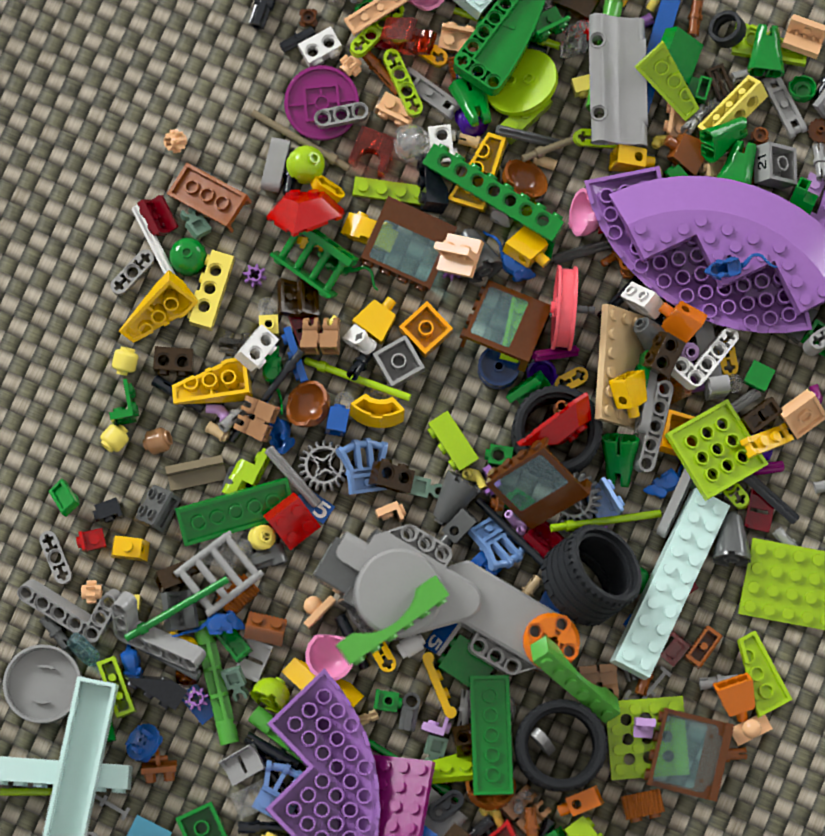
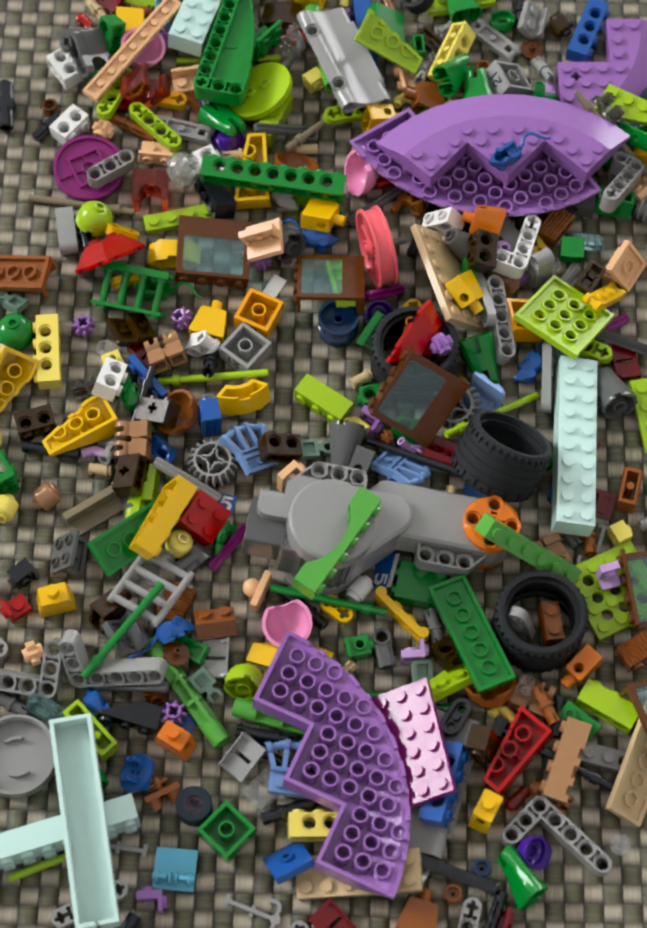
camera: 20 degrees left, 15 degrees down
(188, 725) = (174, 740): none -> orange torso
(189, 791) = (194, 813): none -> black wheel
(219, 645) = (176, 654): none -> reddish brown piece
(239, 454) = (129, 475): none -> dark brown brick
(252, 512) = (162, 517): none -> yellow wedge
(290, 399) = (158, 411): none -> brick
(306, 556) = (228, 548): none -> magenta axle
(307, 543) = (224, 535): none -> green piece
(351, 305) = (182, 318): none -> medium lavender gear
(409, 667) = (365, 608): none -> green bar
(451, 302) = (274, 286): none -> white sticker
(498, 432) = (362, 378): none -> tan pin
(572, 748) = (550, 623): none -> dark orange brick
(580, 441) = (441, 344): none -> medium lavender gear
(676, 685) = (619, 533): none -> light yellow plate
(753, 343) = (555, 226): none -> dark orange brick
(781, 371) = (592, 241): none -> clear light blue beam

